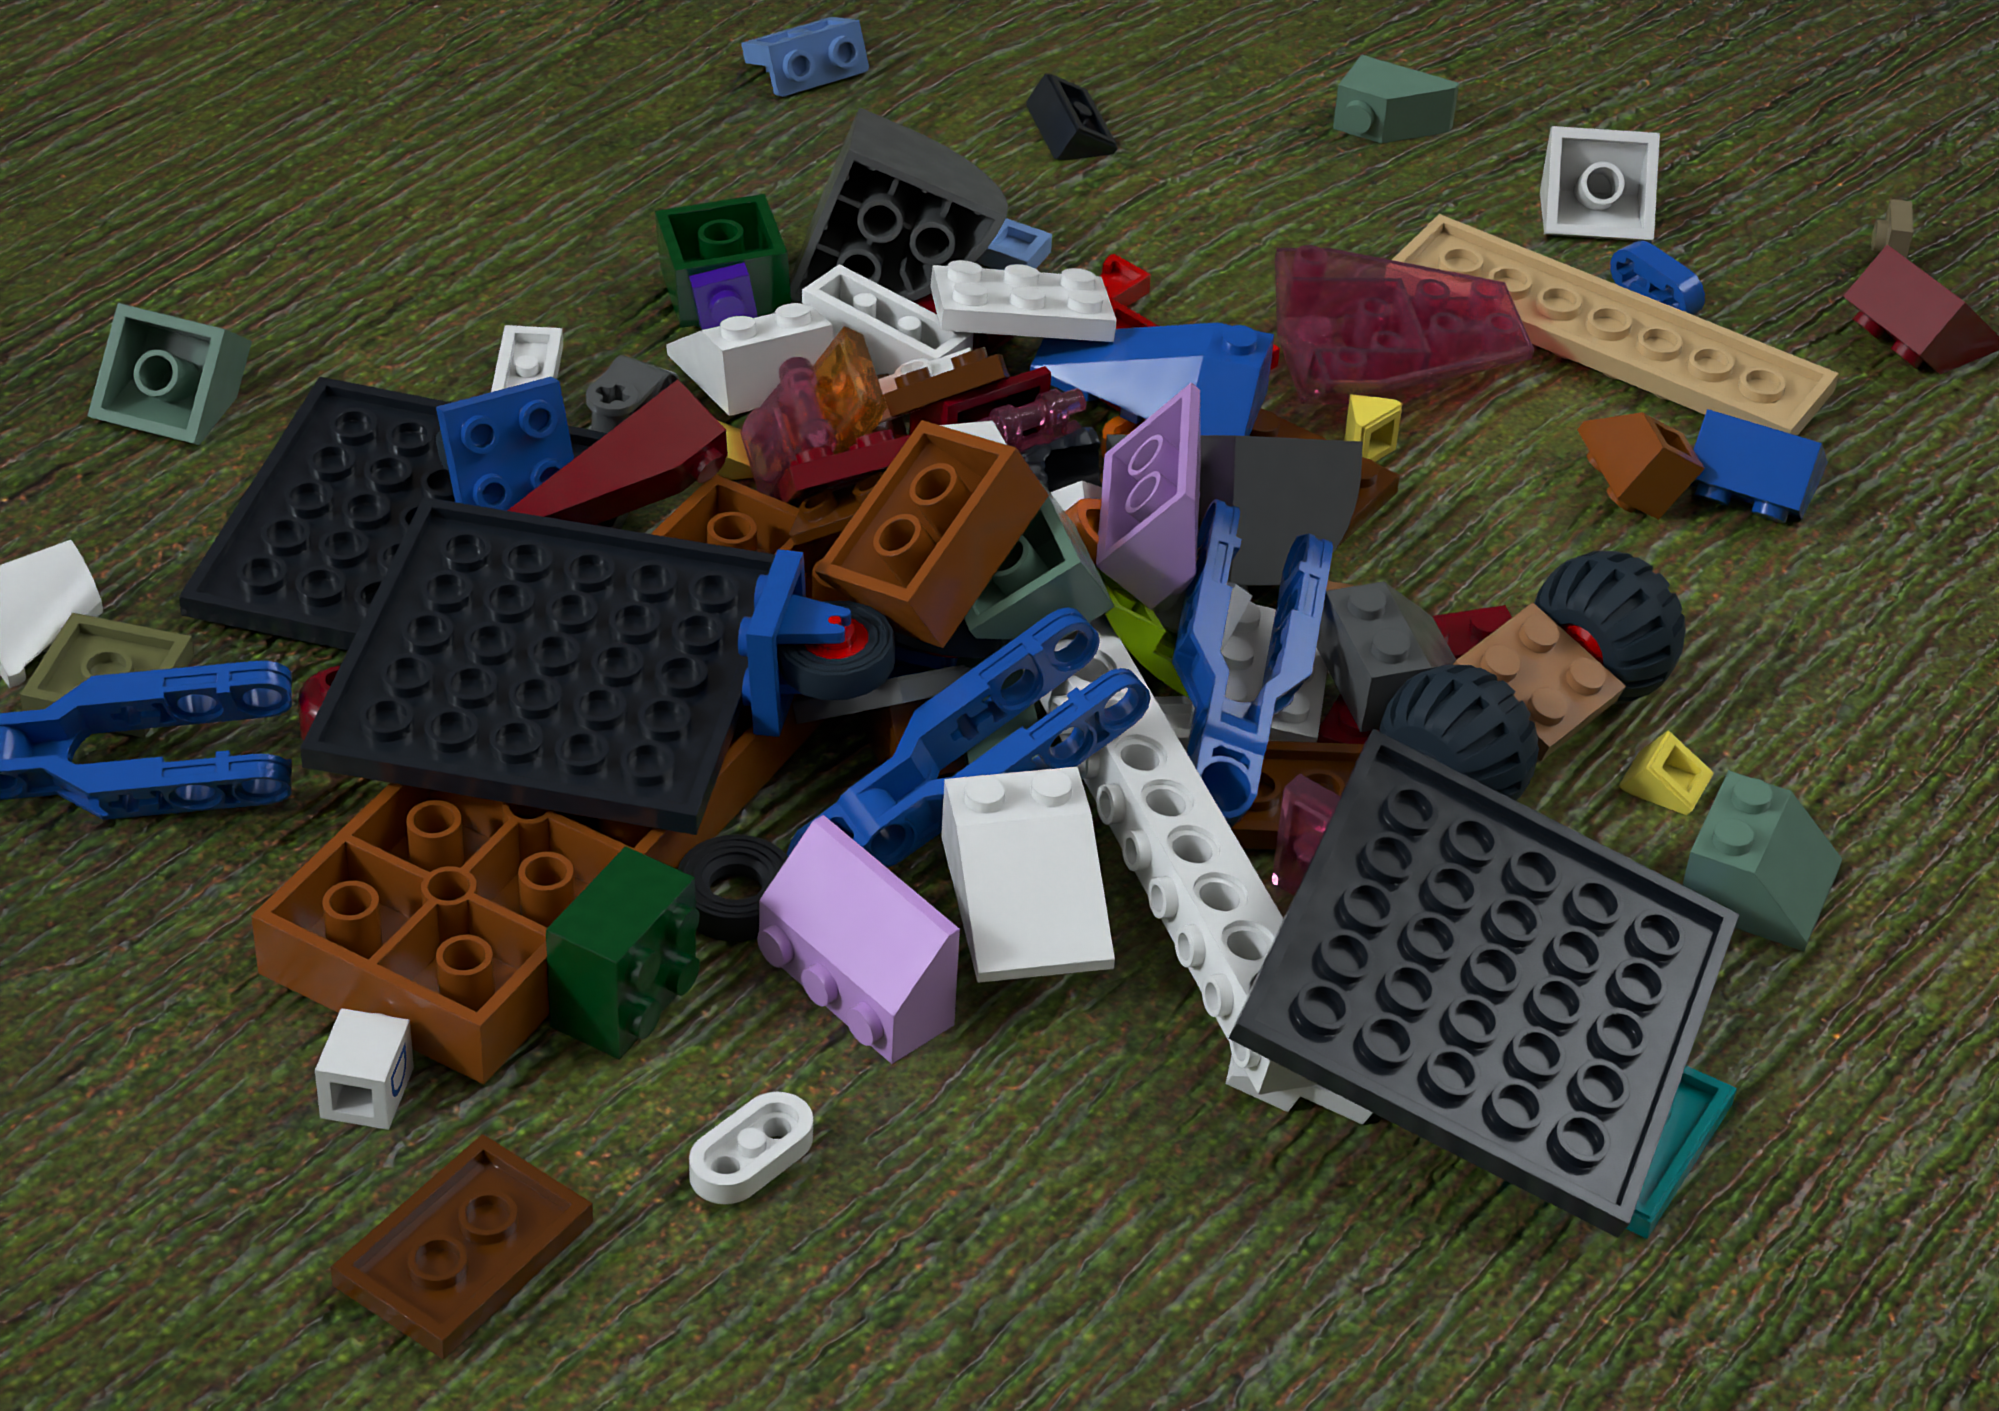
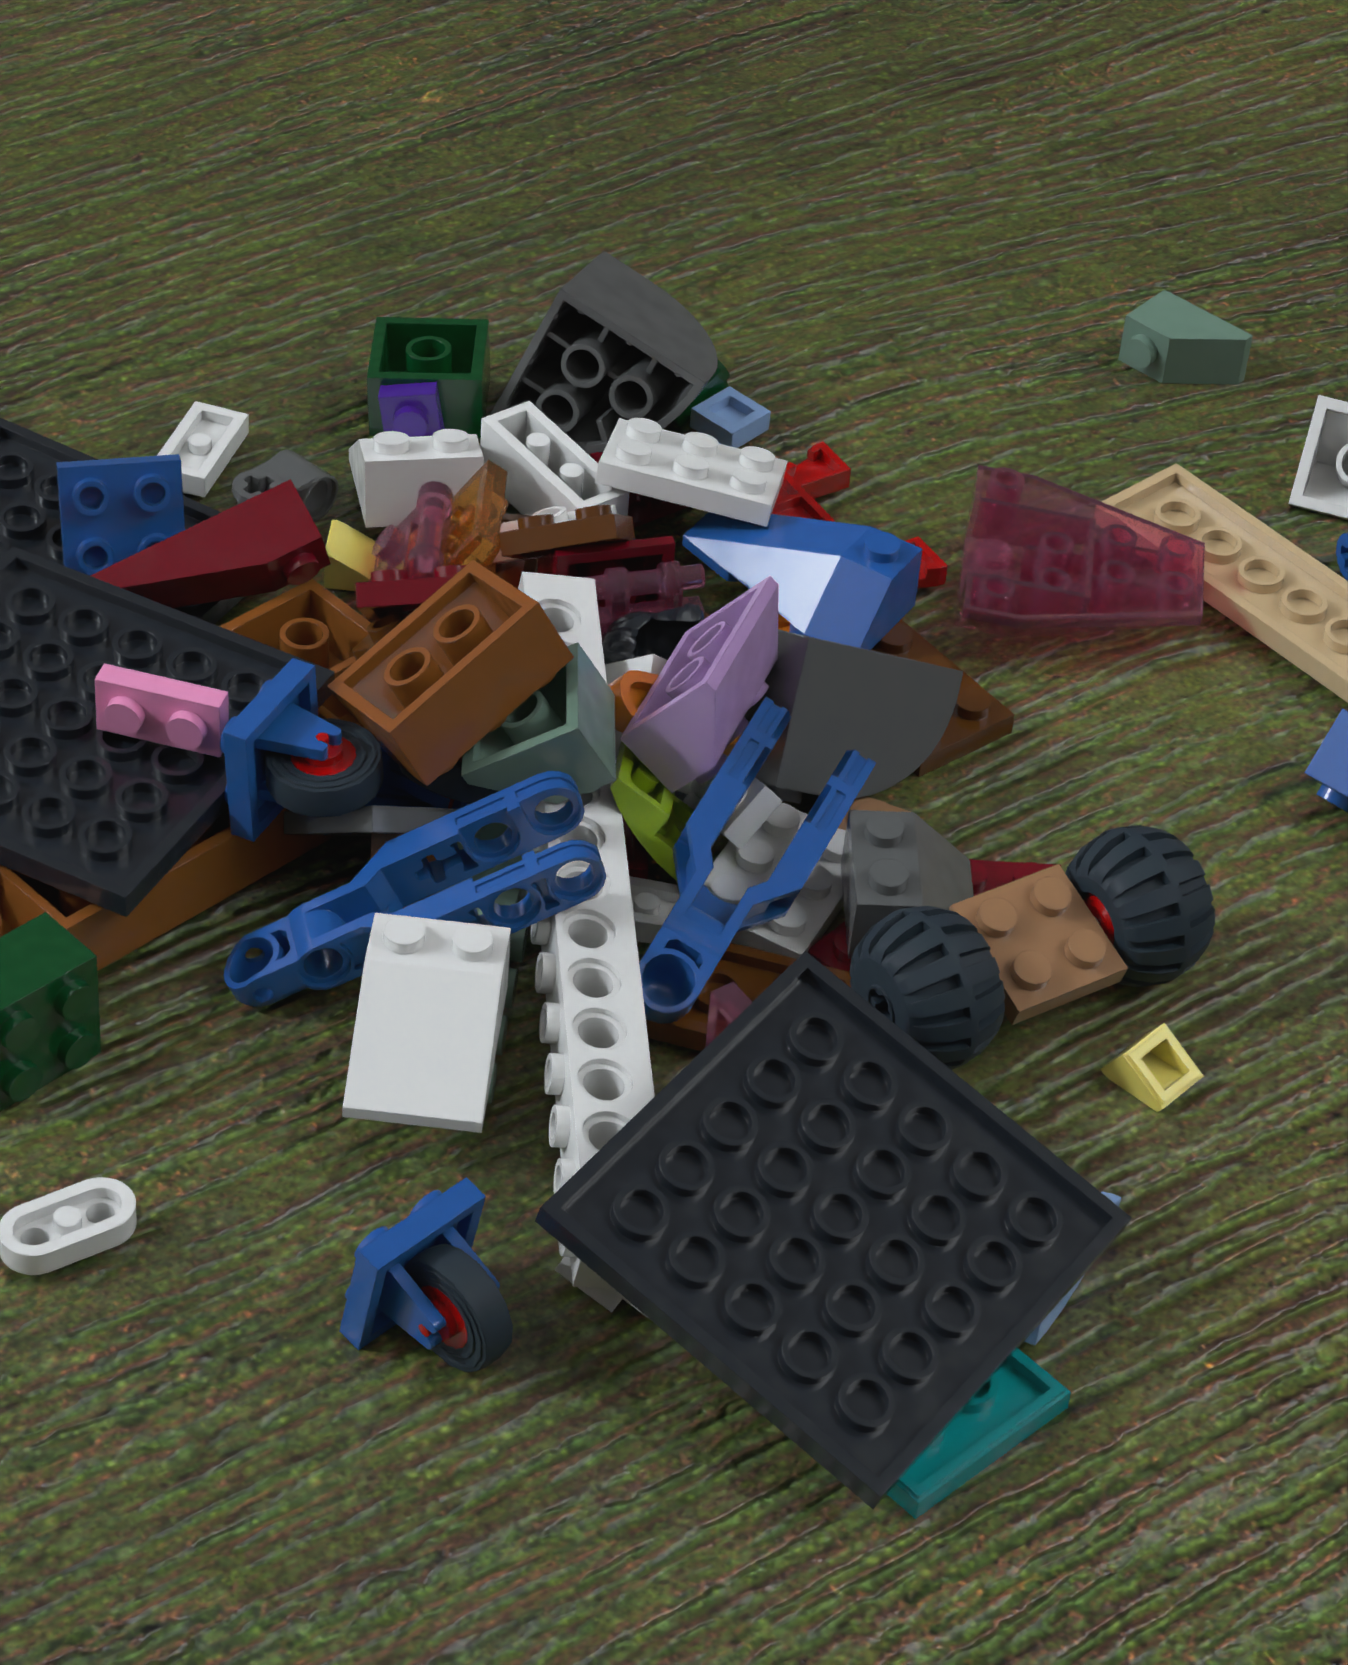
camera: 15 degrees right, 0 degrees up
(656, 626) = (160, 709): none -> bright pink plate
(725, 857) = (177, 1008): black tyre -> none
(810, 54) = (616, 194): medium blue bracket -> none
(861, 942) = (249, 1057): lavender slope -> none
(1069, 120) = (850, 303): black slope -> none
(1138, 1124) = (430, 1283): none -> plate
(1374, 423) = (1006, 662): light yellow slope -> none
(1641, 461) = (1265, 750): dark orange slope -> none
(1763, 860) = (1200, 1174): sand green slope -> none

